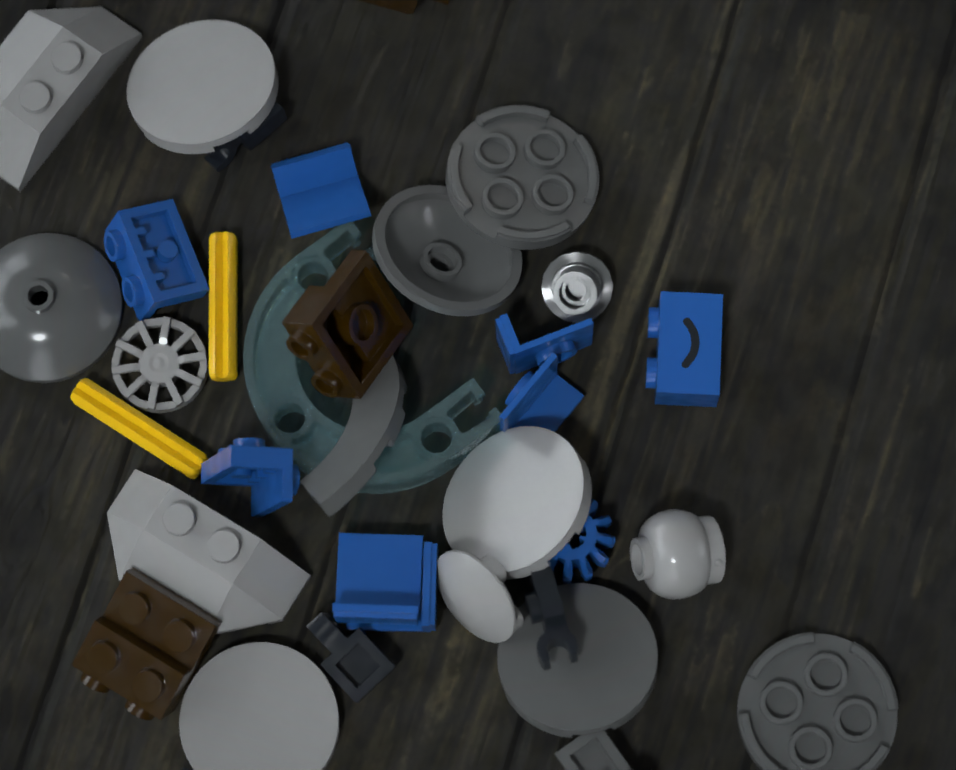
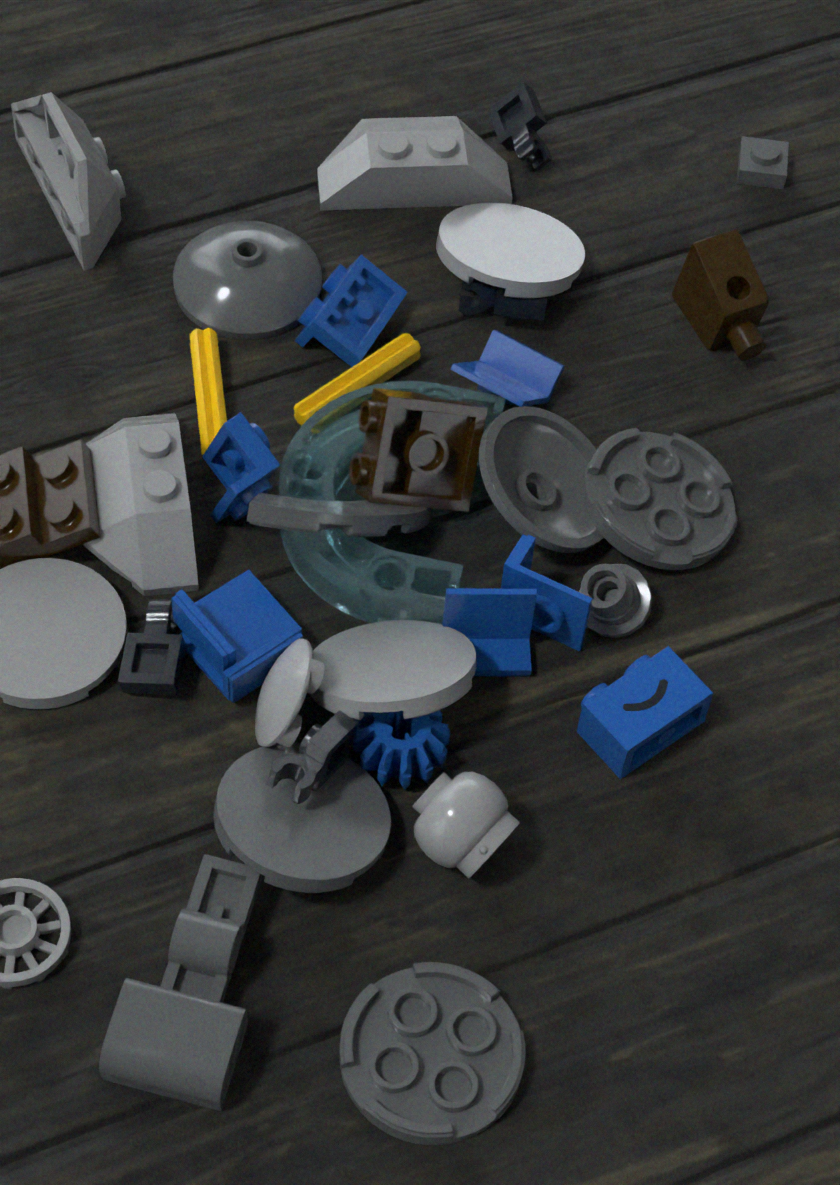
camera: 40 degrees right, 20 degrees down
(159, 364) = (271, 372): light grey wheel -> none

